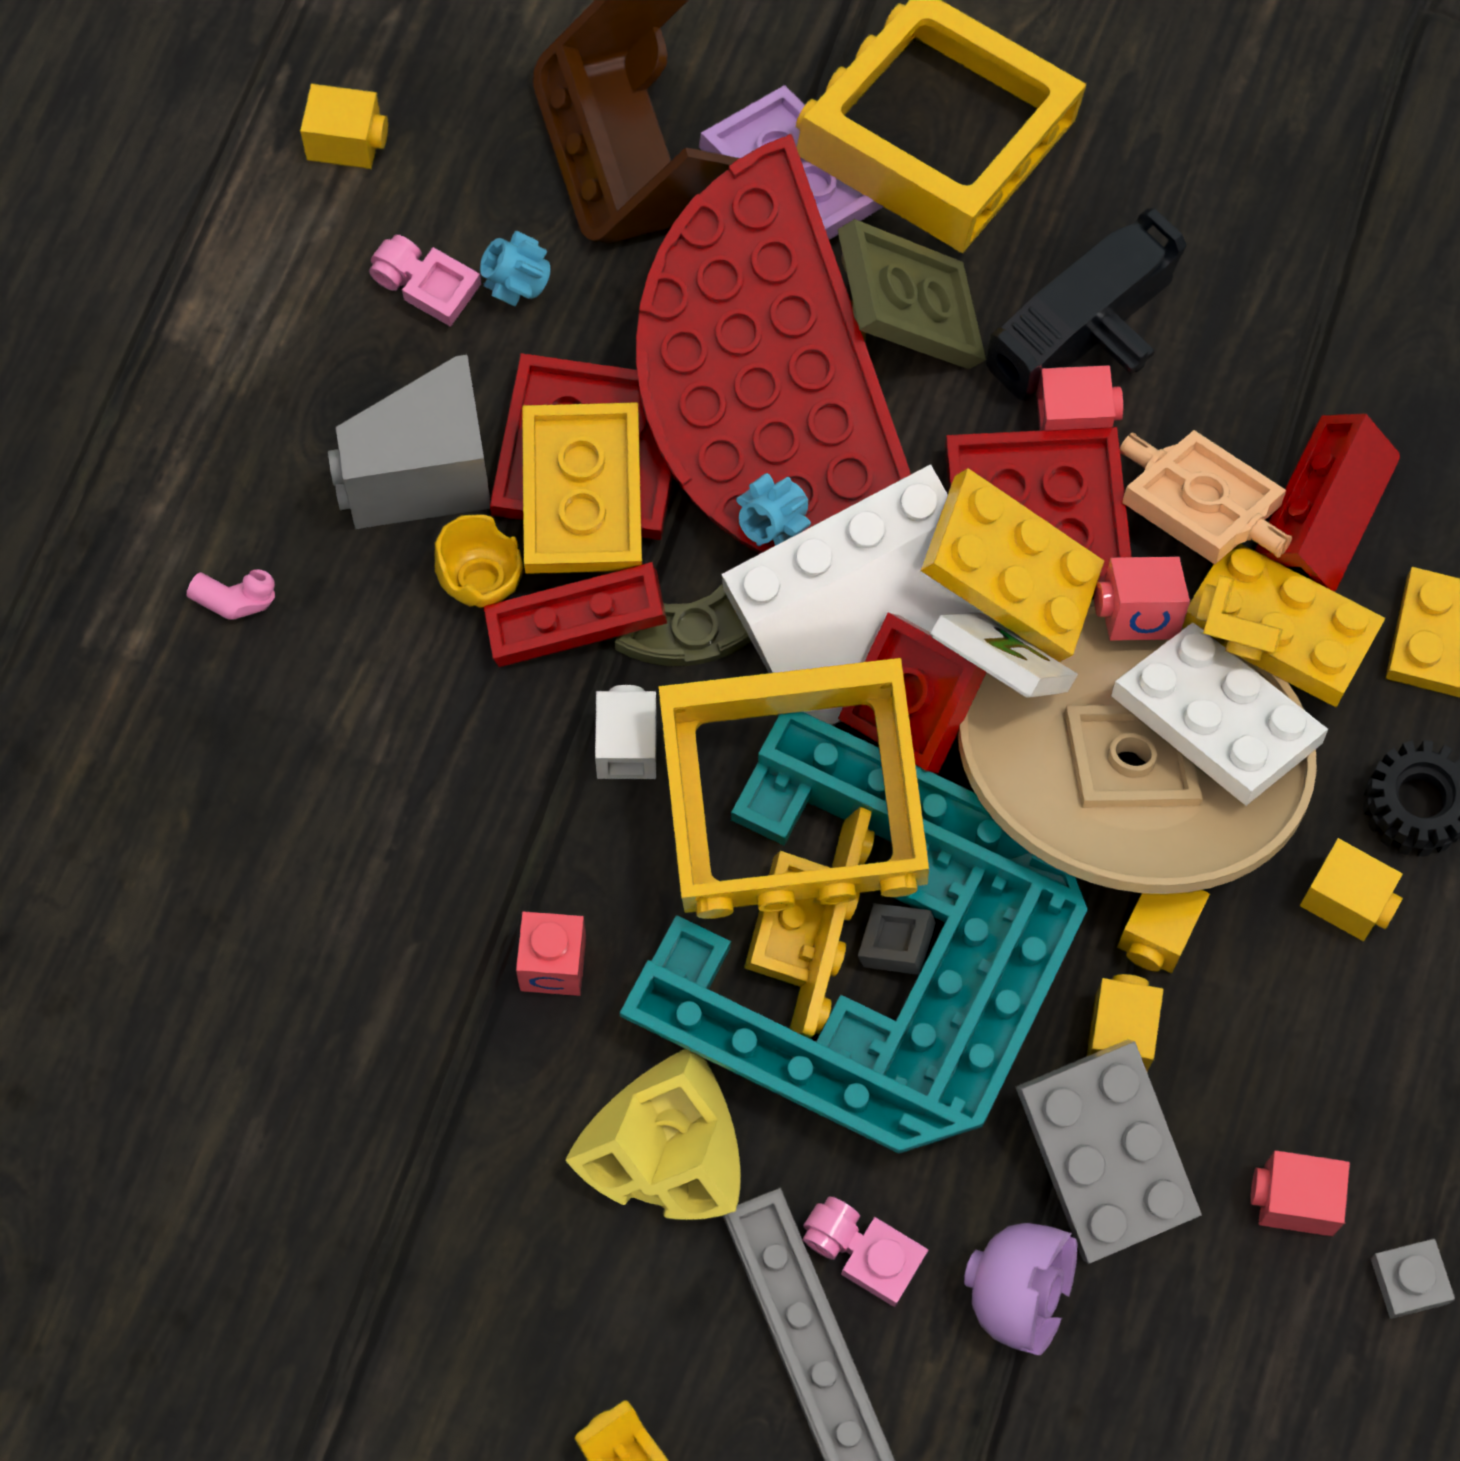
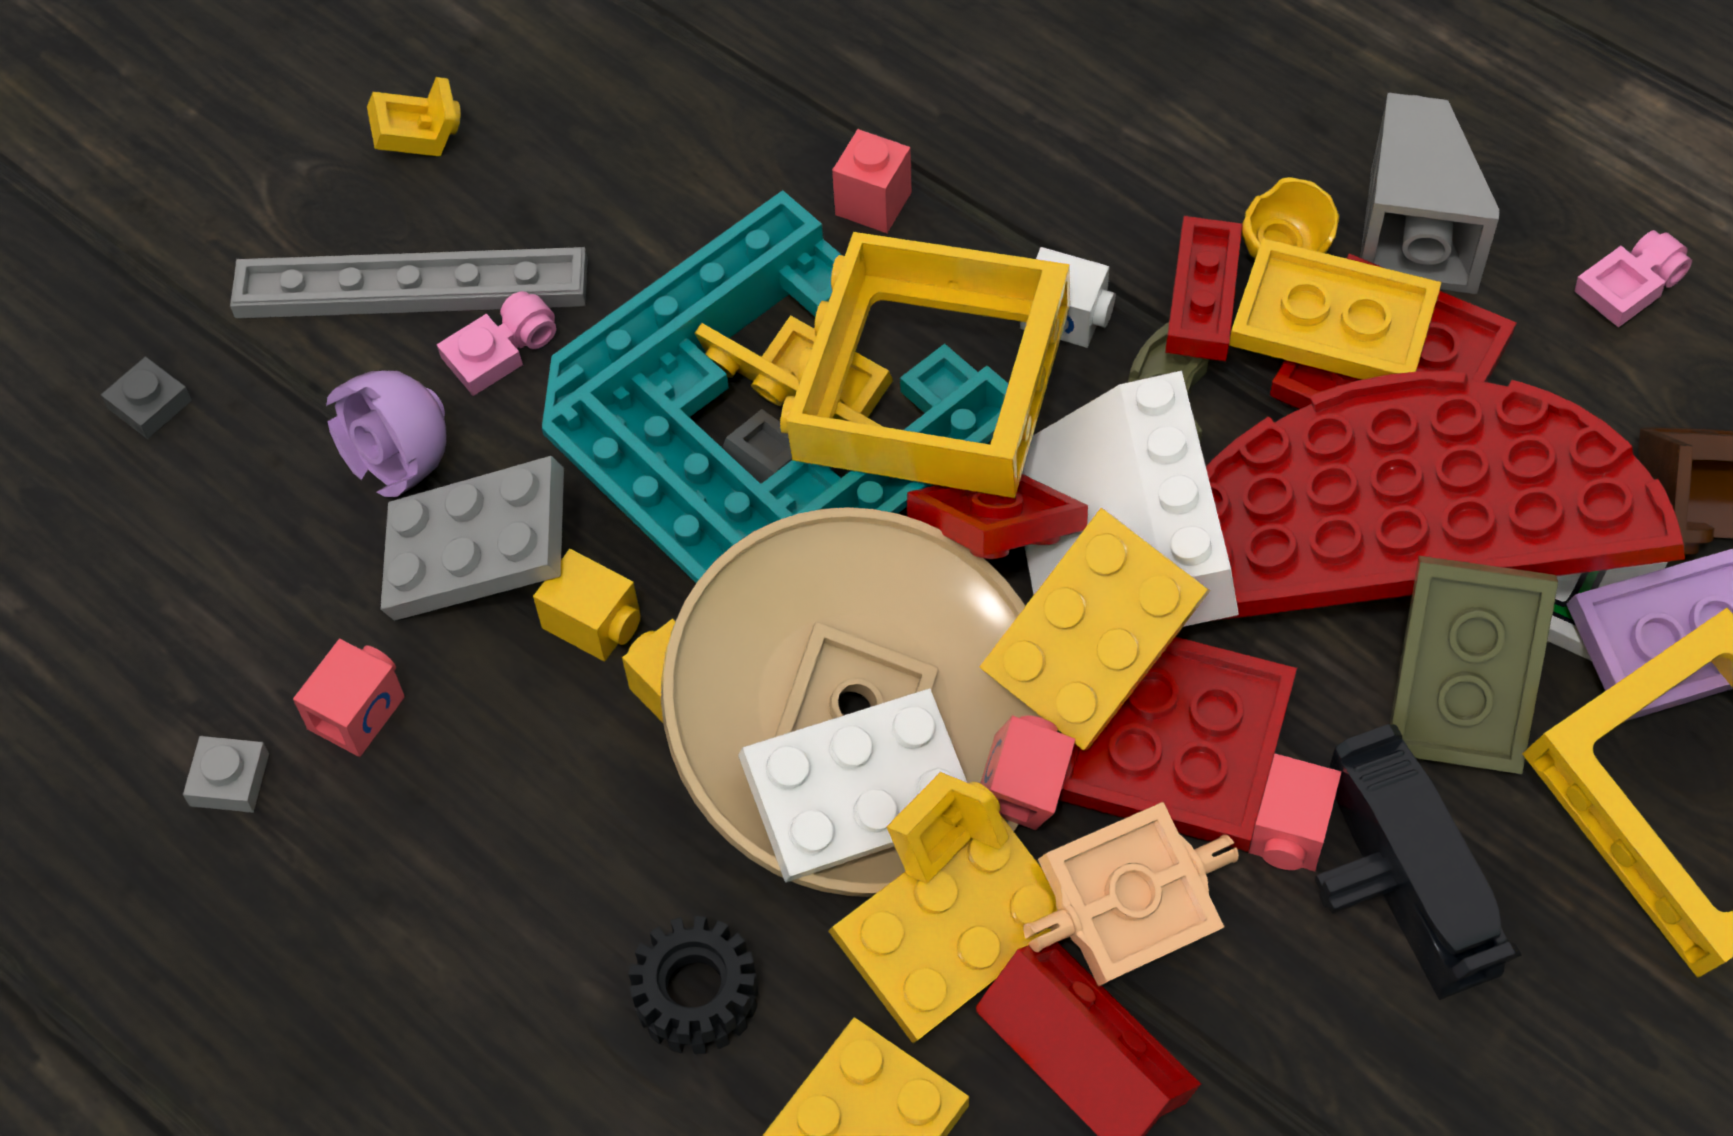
camera: 115 degrees right, 10 degrees down
(237, 601) = (1322, 56): bright pink arm -> none
(515, 268) = (1621, 344): medium azure gear -> none
(665, 1143) = (658, 214): light yellow brick -> none
(773, 510) = (1242, 446): medium azure gear -> none
(1003, 654) = (985, 571): white tile -> none
(1353, 891) = (622, 867): yellow brick -> none

